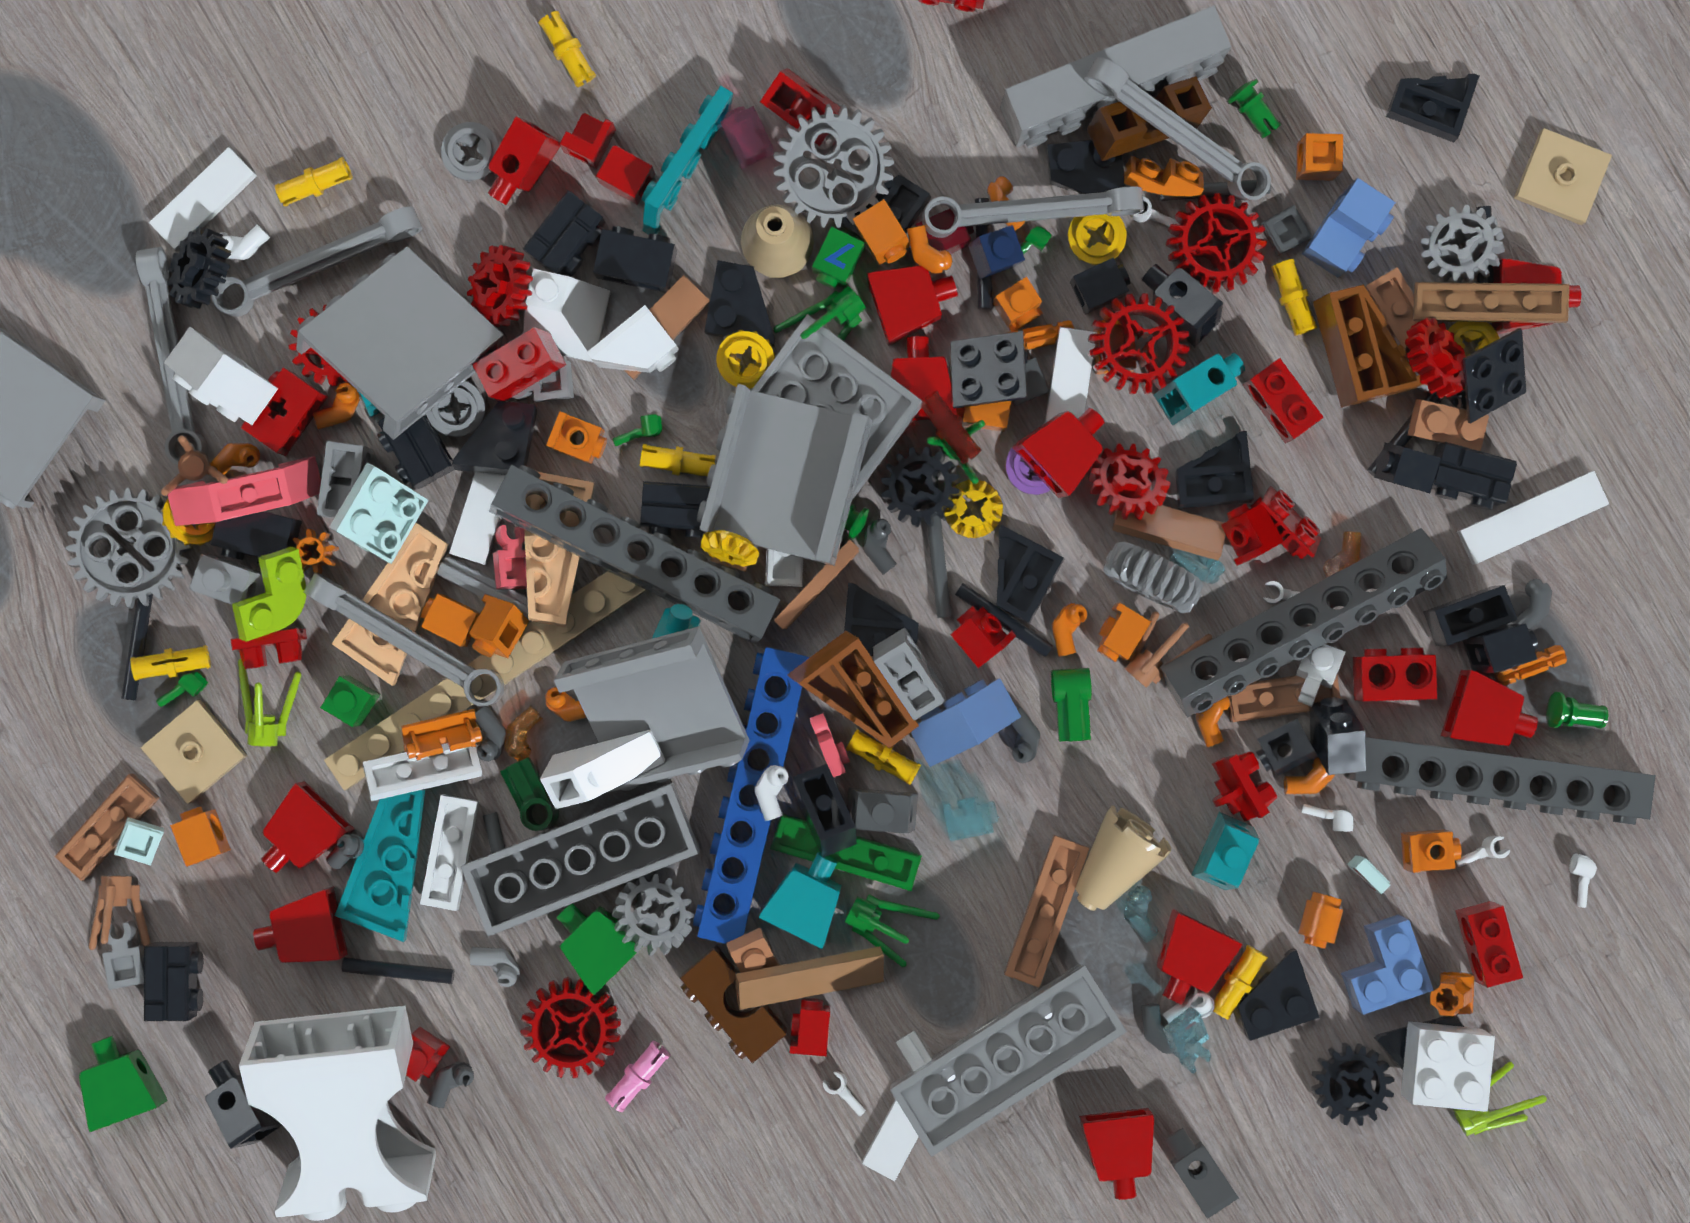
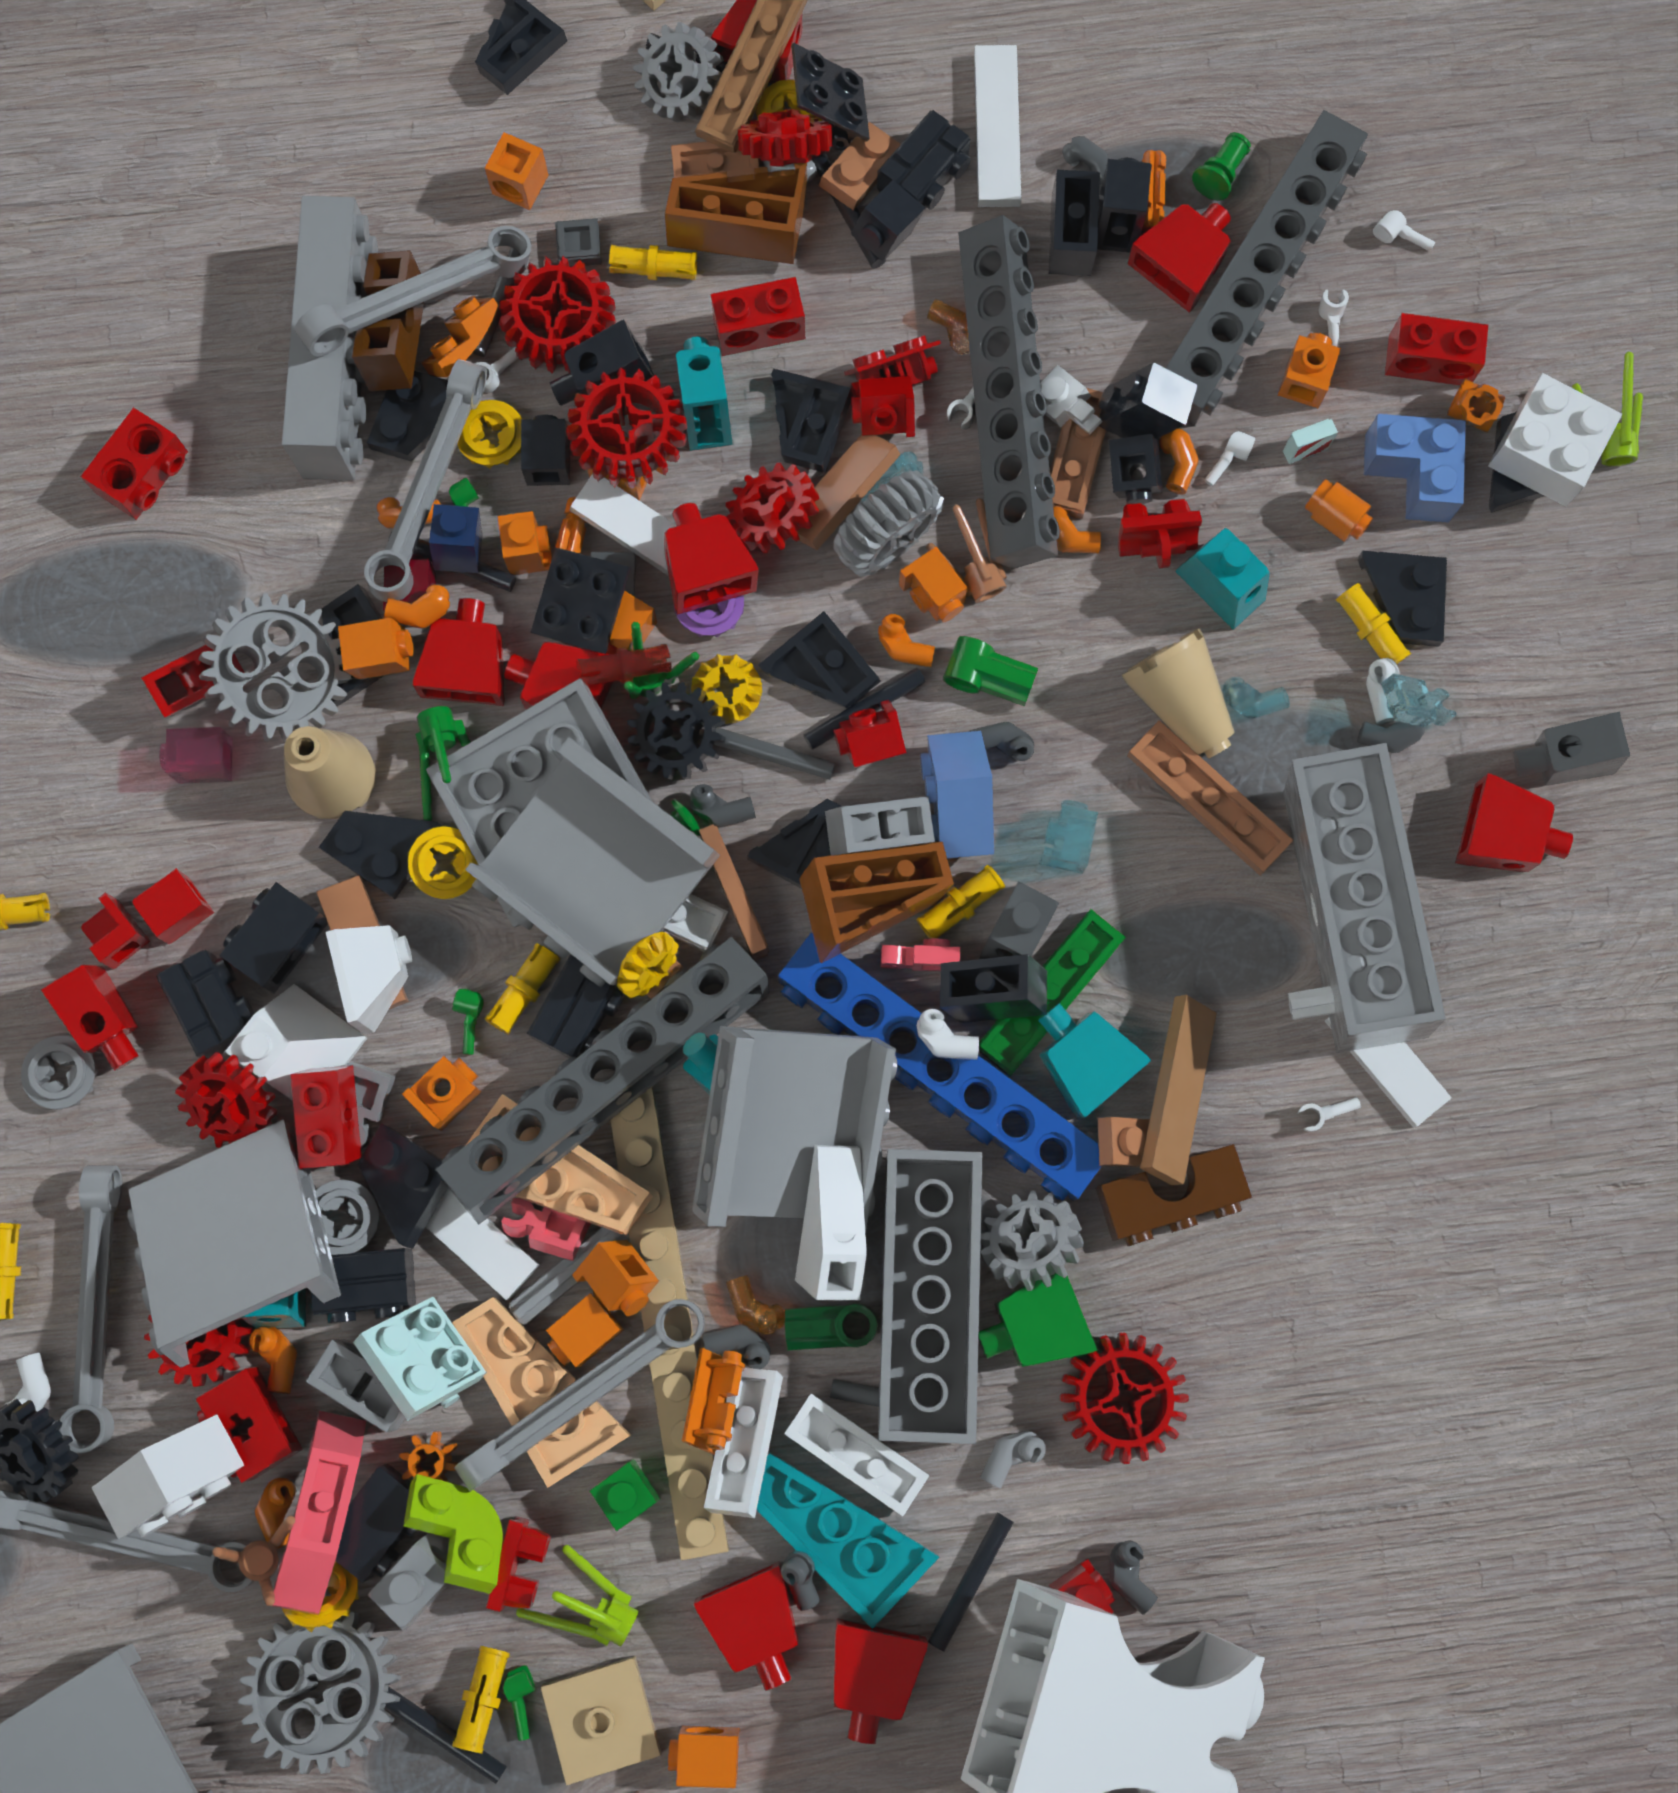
camera: 65 degrees left, 10 degrees down
(564, 705) = (745, 1241): orange arm -> none
(637, 1076) = (1213, 1344): bright pink pin -> none
(684, 162) = (191, 838): teal wing -> none
(811, 1028) = (1237, 1115): red brick -> none
(837, 259) = (381, 714): green brick -> none
(866, 917) = (1132, 1000): green plant -> none
(1193, 956) = (1324, 660): red torso -> none
(1254, 108) = (433, 217): green pin -> none
(1345, 1096) = (1528, 534): black gear -> none
(1353, 219) = (602, 171): medium blue brick -> none
(1394, 682) = (1107, 327): red brick -> none

